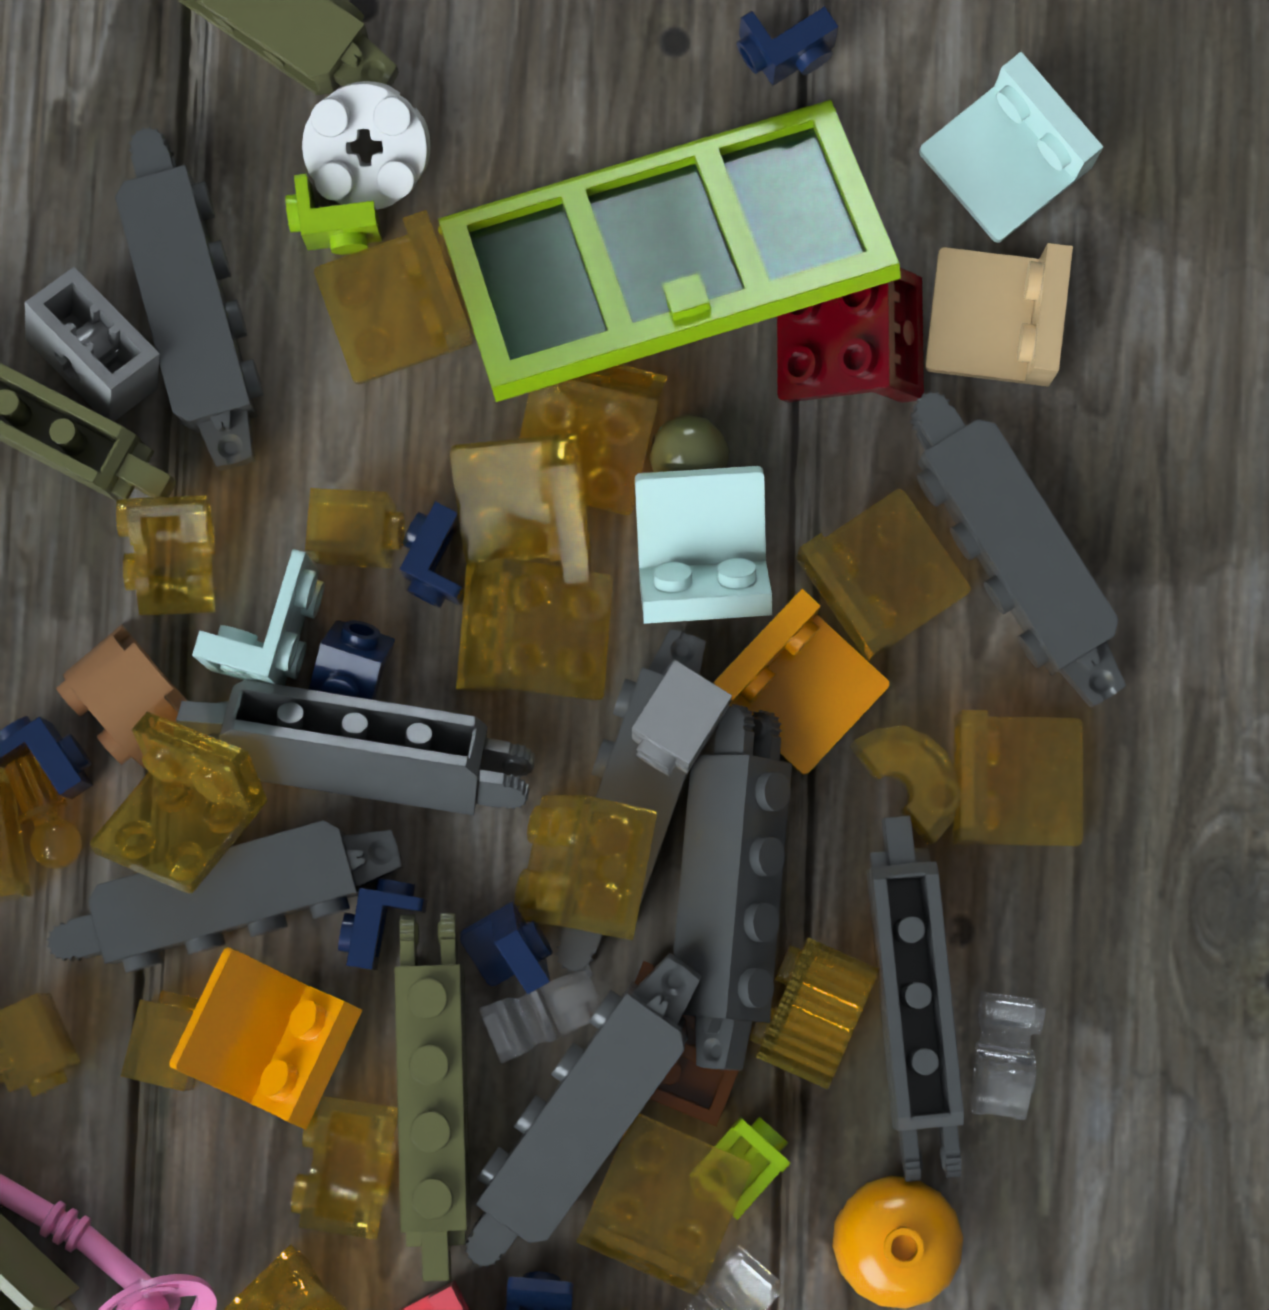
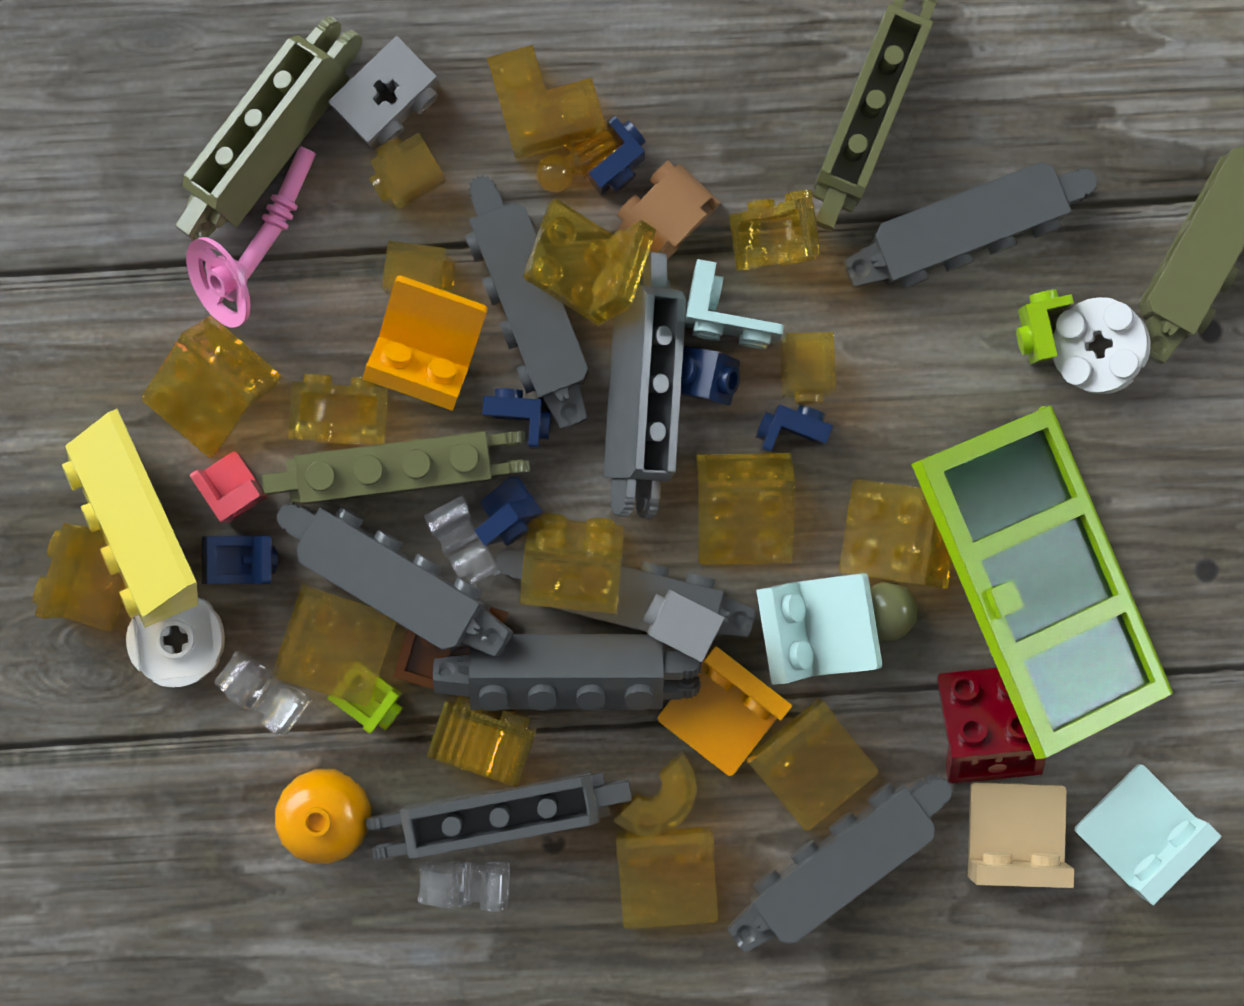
camera: 85 degrees right, 5 degrees up
(91, 345) = (926, 157): light grey brick -> none
(394, 303) = (982, 378): clear yellow bracket -> none
(524, 502) = (839, 491): clear yellow bracket -> none
(799, 48) = (1210, 667): dark blue bracket -> none

